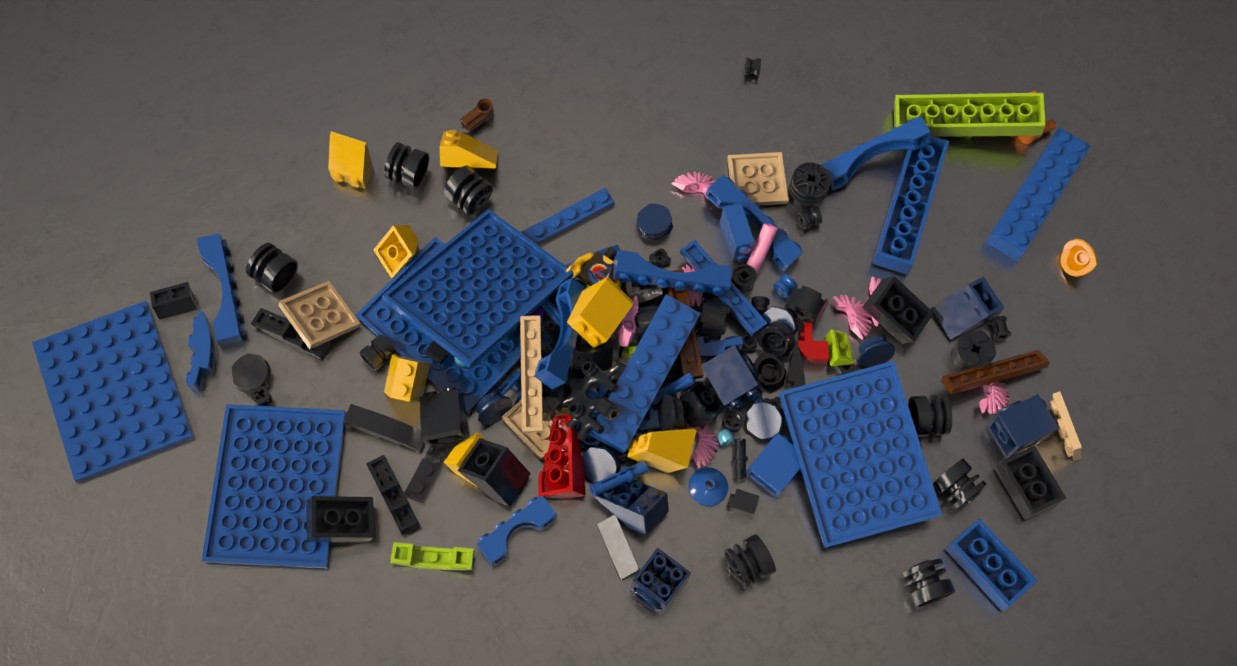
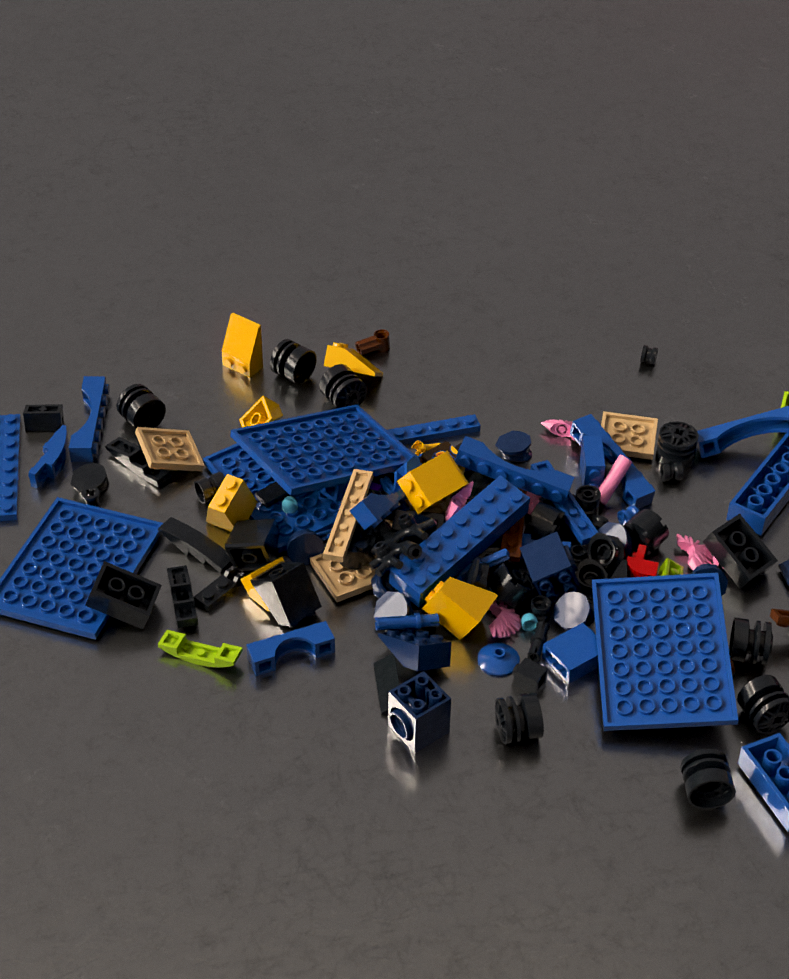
camera: 20 degrees right, 25 degrees down
(563, 466) = (357, 605): red wedge -> none

